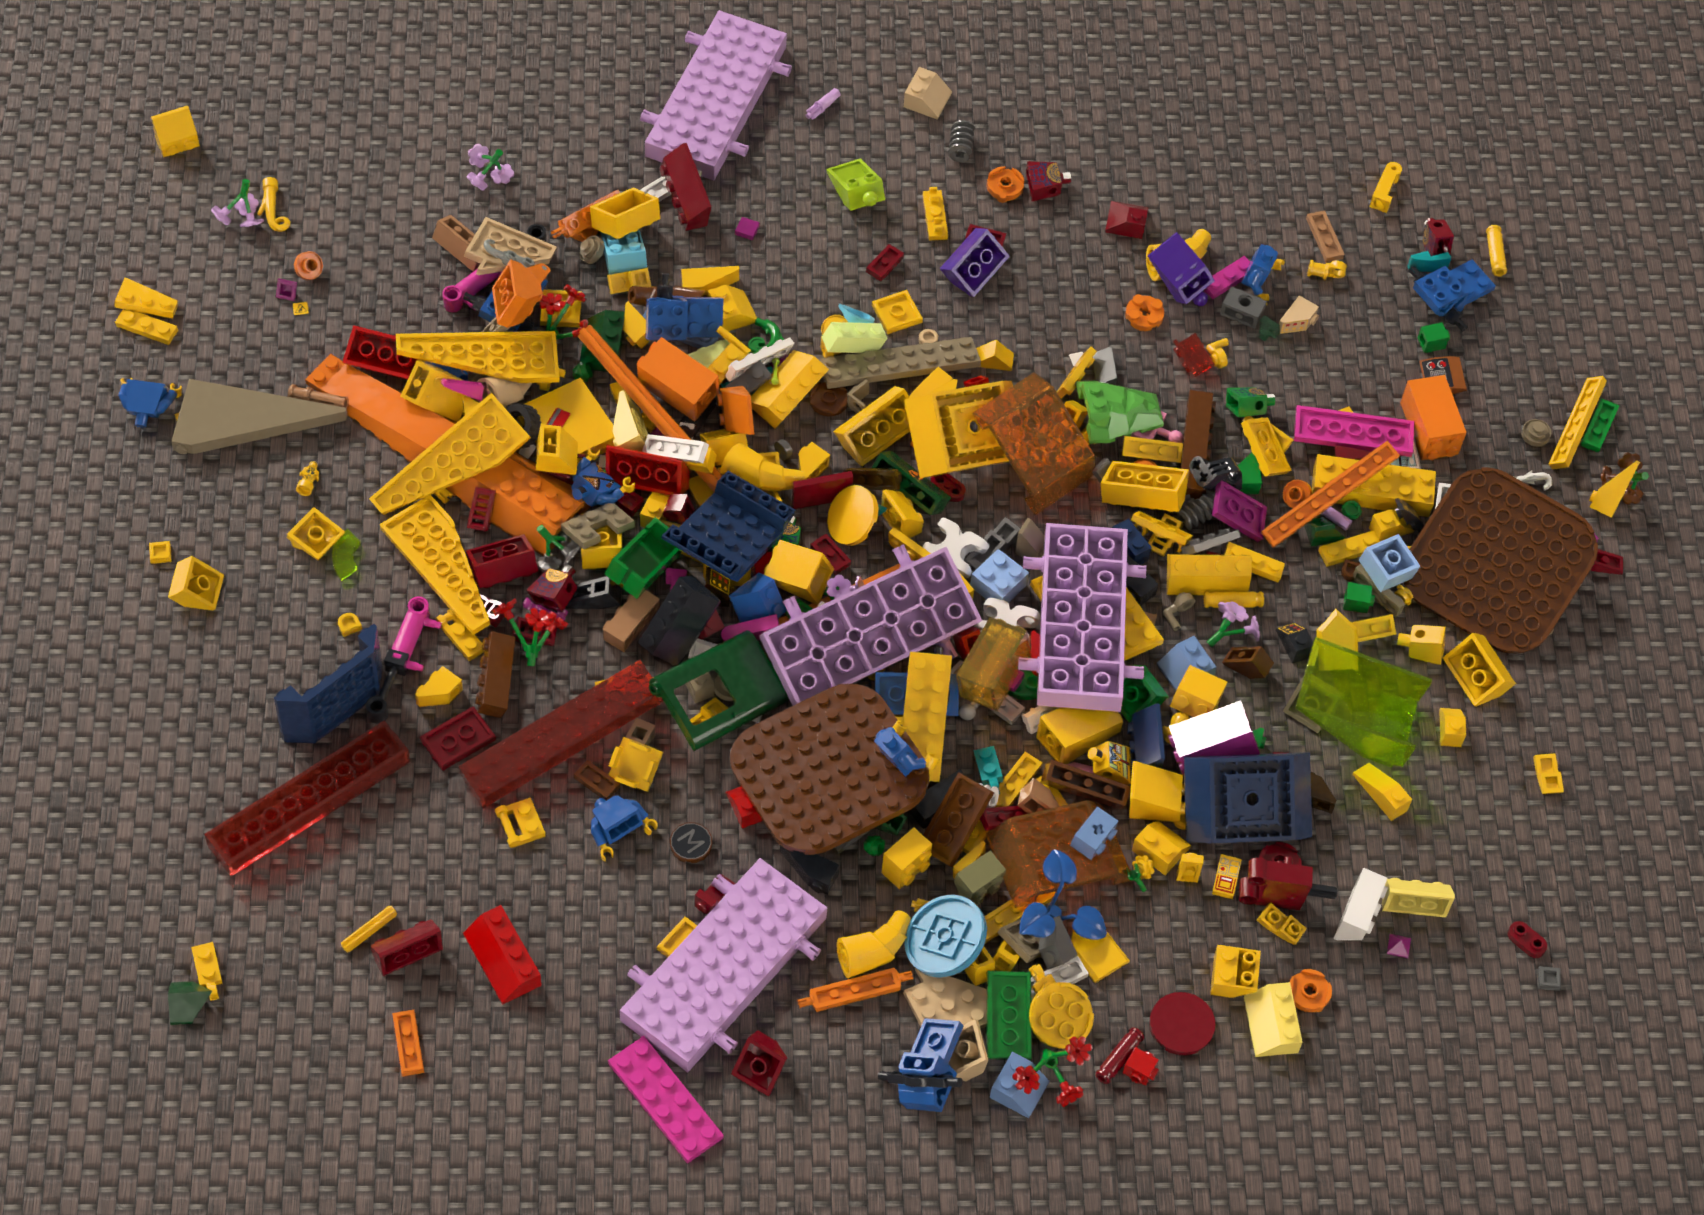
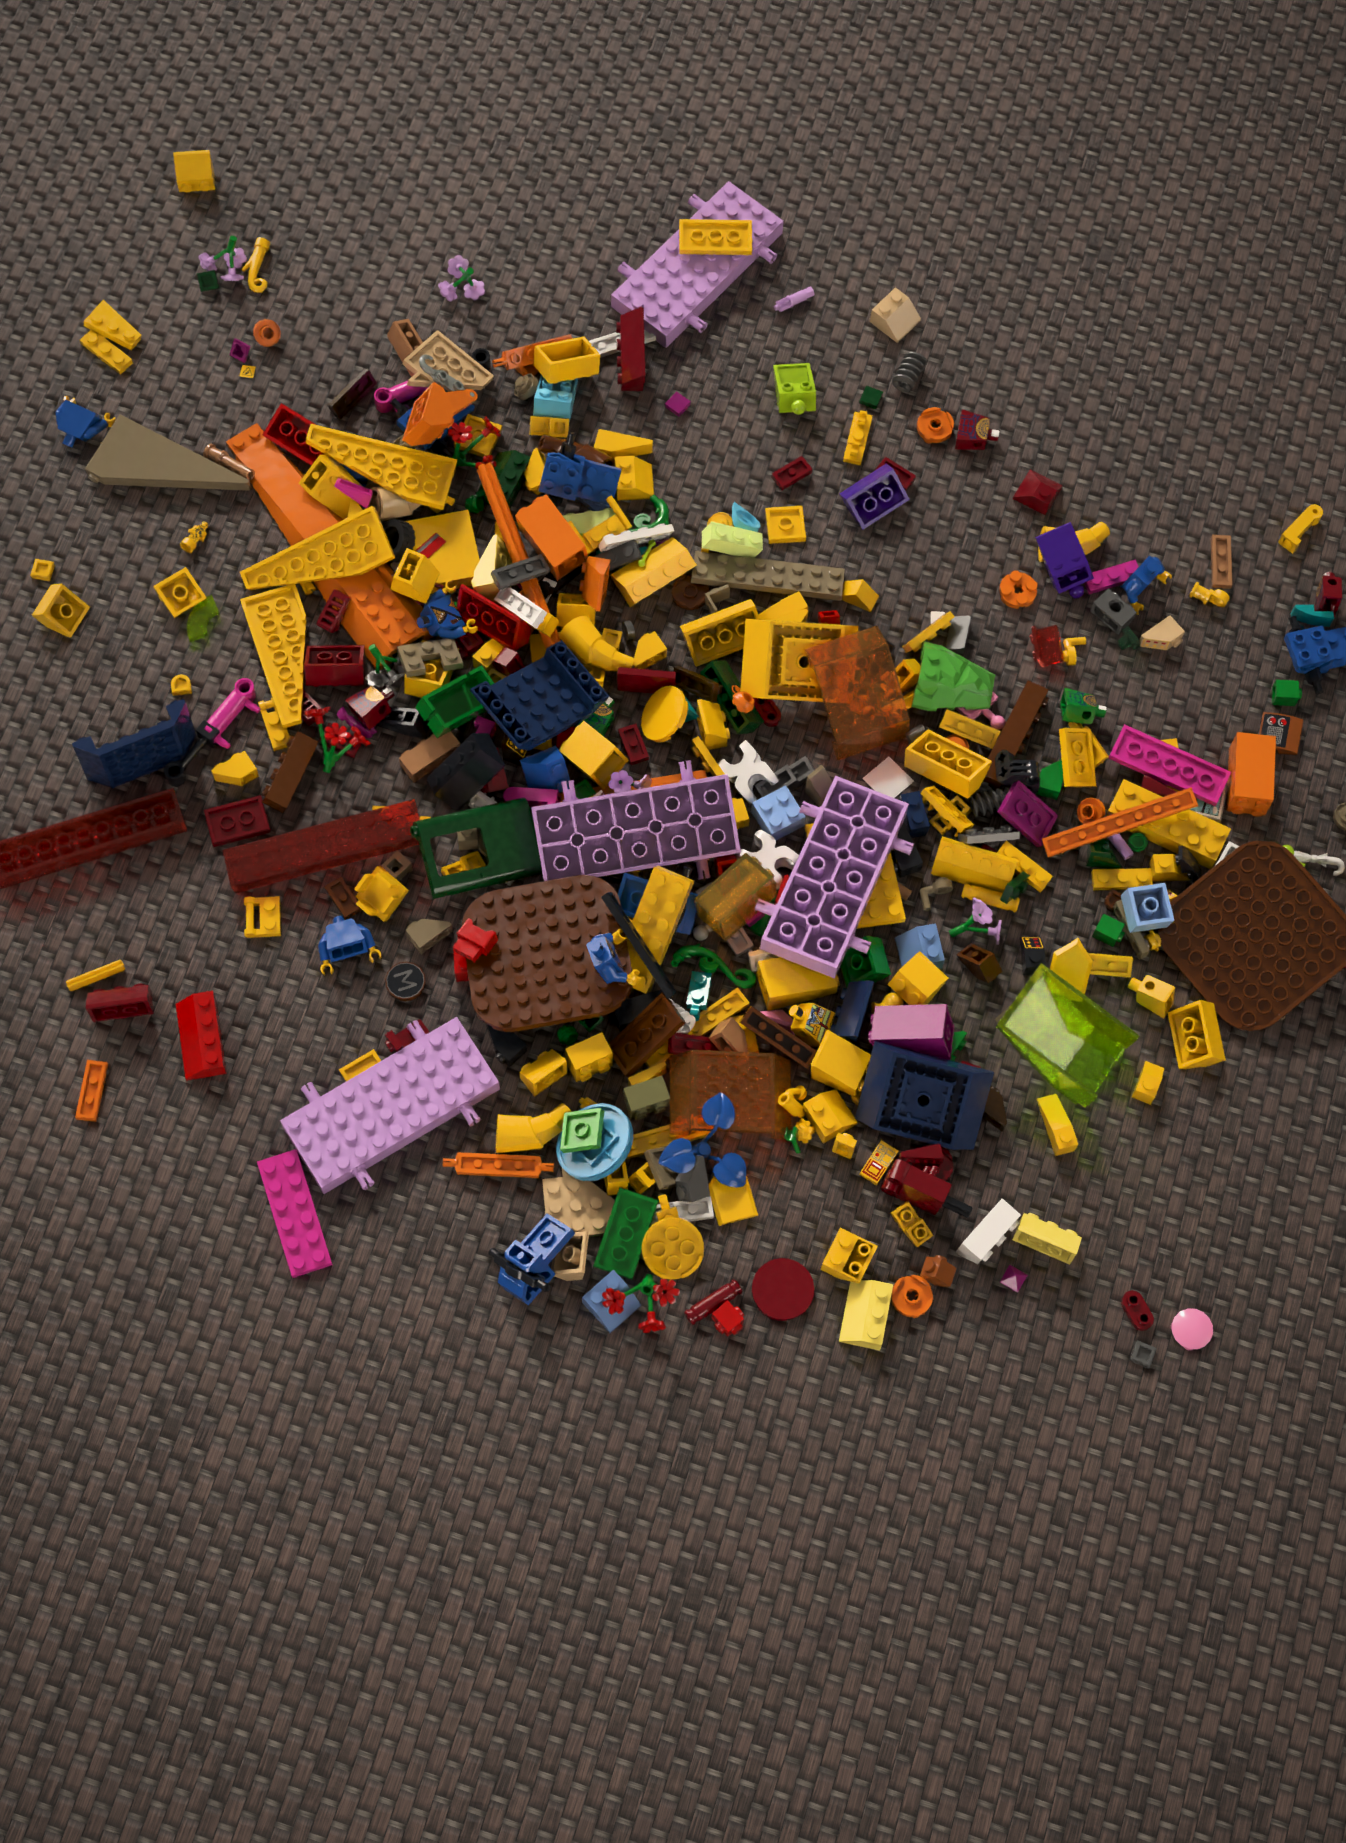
camera: 20 degrees right, 10 degrees up
(228, 232) = (208, 280): none -> dark green plate
(418, 301) = (352, 394): none -> dark brown plate
(661, 418) = (520, 572): none -> dark grey plate
(696, 789) = (427, 933): none -> dark tan slope
(728, 62) = (715, 237): none -> yellow plate
(754, 776) = (474, 941): none -> red piece
(760, 1062) = (387, 1206): dark red slope -> none
(866, 886) = (543, 1072): none -> yellow slope
(921, 732) = (639, 945): none -> black tile
(928, 336) = (804, 557): tan tile -> none
(928, 481) = (743, 701): none -> orange plate
(930, 927) = (582, 1130): none -> bright green plate
(933, 174) = (871, 397): none -> dark green tile
(989, 737) = (715, 963): none -> green plant
(1091, 515) = (888, 778): none -> sticker
(1094, 833) = (770, 1079): medium blue brick -> none
(1122, 843) = (789, 1100): none -> yellow plant
(1256, 581) = (1014, 887): none -> dark green plate
(1273, 851) = (928, 1154): none -> dark red slope
(1326, 958) = (938, 1271): none -> dark orange brick
(1547, 774) = (1222, 1156): yellow slope -> none
(1585, 940) = (1192, 1329): none -> bright pink dish

